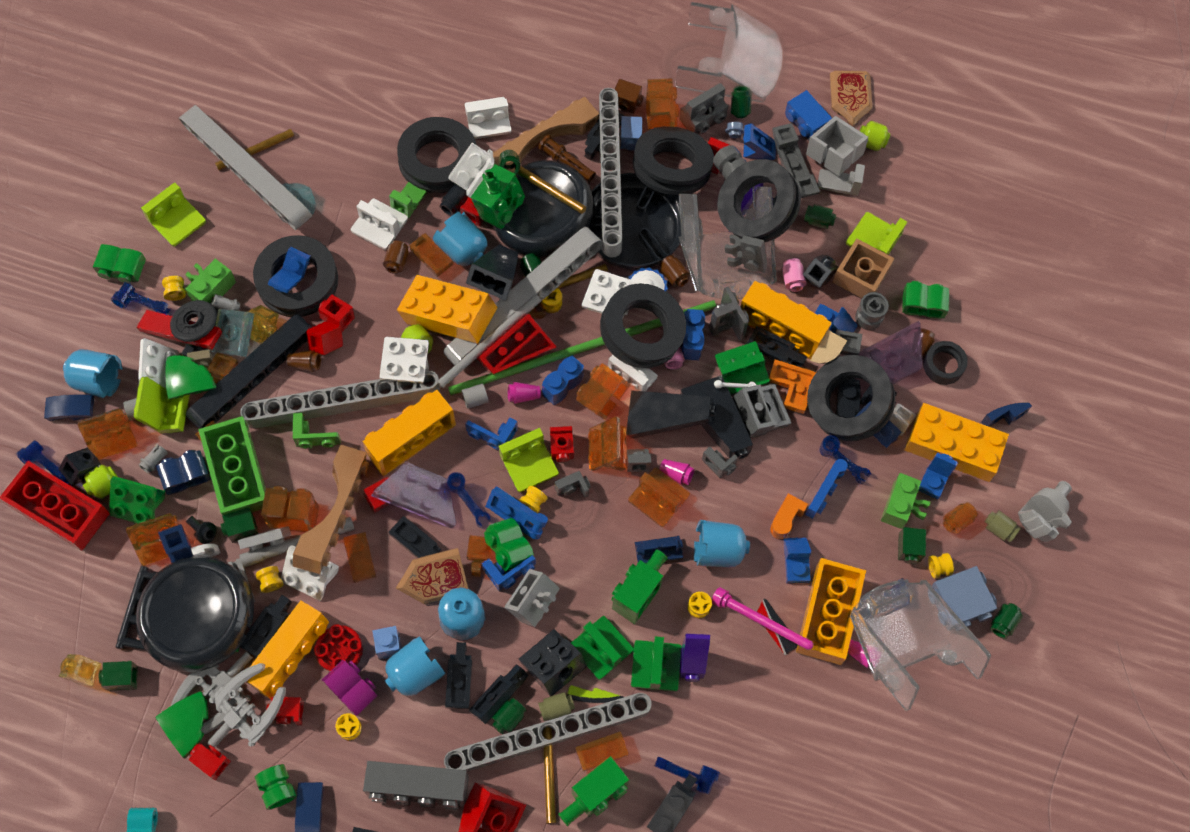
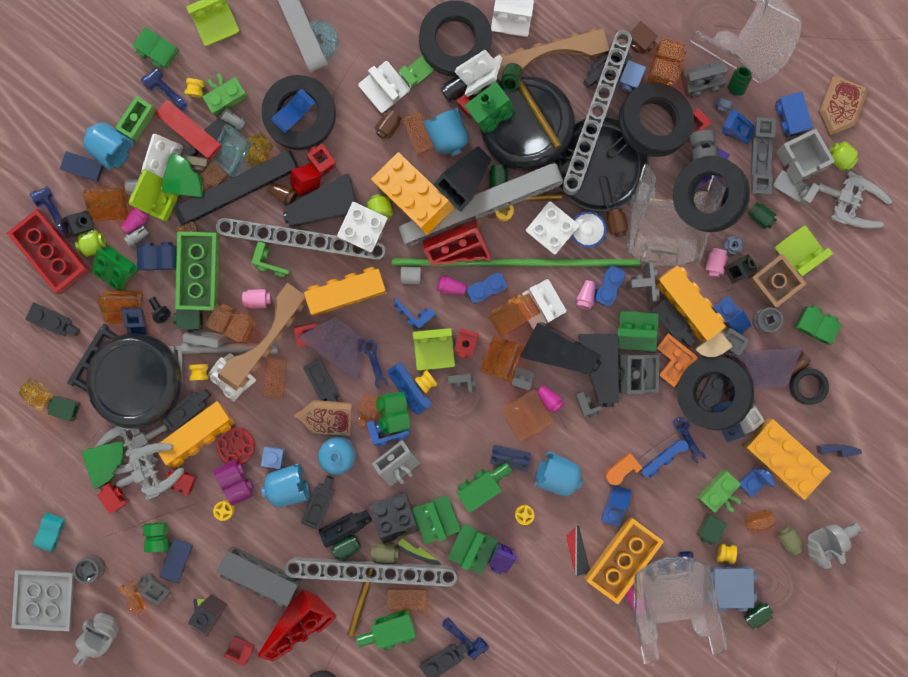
camera: 25 degrees right, 20 degrees up
(77, 584) = (51, 320): none -> black hinge
(118, 334) = (136, 119): none -> bright green brick
(145, 441) = (134, 220): none -> dark pink cone
(180, 320) = (210, 135): black wheel -> none
(206, 550) = (156, 330): white tile -> none
(311, 477) = (256, 298): none -> bright pink brick
(352, 356) = (322, 204): none -> black slope
(487, 342) = (437, 236): light grey piece -> none
(560, 151) = (561, 73): reddish brown pin -> none
(660, 304) = (593, 280): black tyre -> none
(718, 384) = (638, 350): white hinge -> none
(722, 599) = (544, 517): dark pink piece -> none
(747, 252) = (686, 235): dark grey plate -> none
(804, 259) = (733, 250): none -> sand blue plate
(895, 174) = (846, 197): none -> light grey bar

